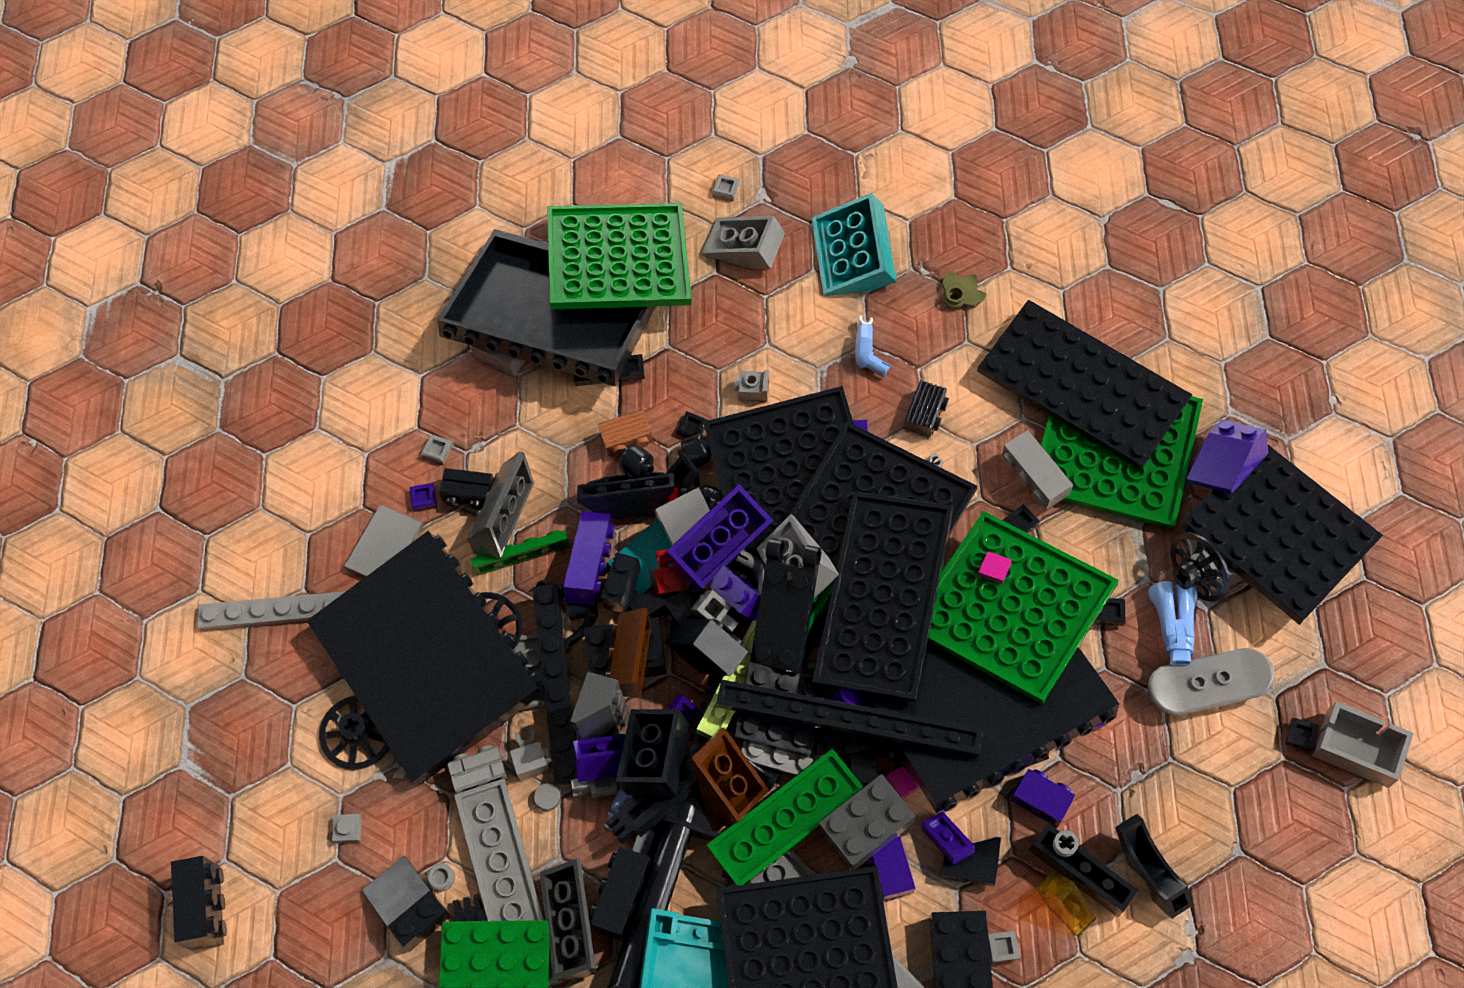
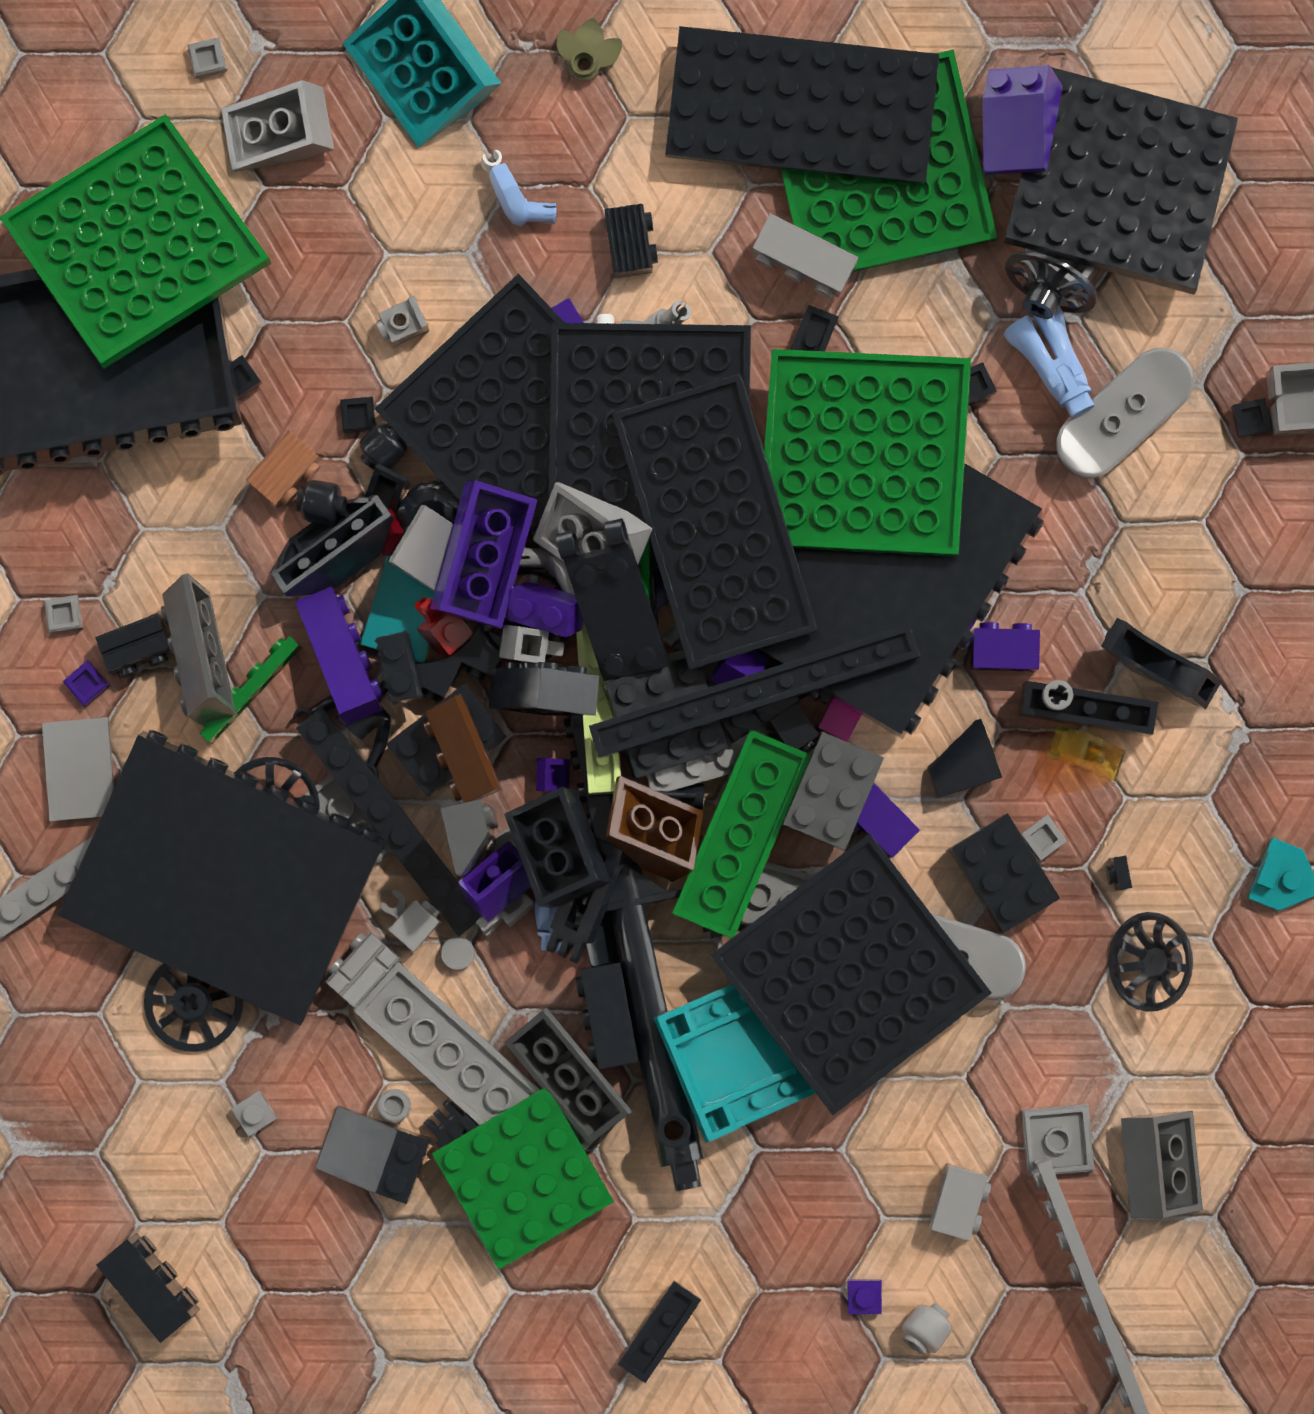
camera: 35 degrees left, 20 degrees up
(947, 837) = (926, 754): dark purple plate -> none
(995, 568) = (823, 419): dark pink tile -> none

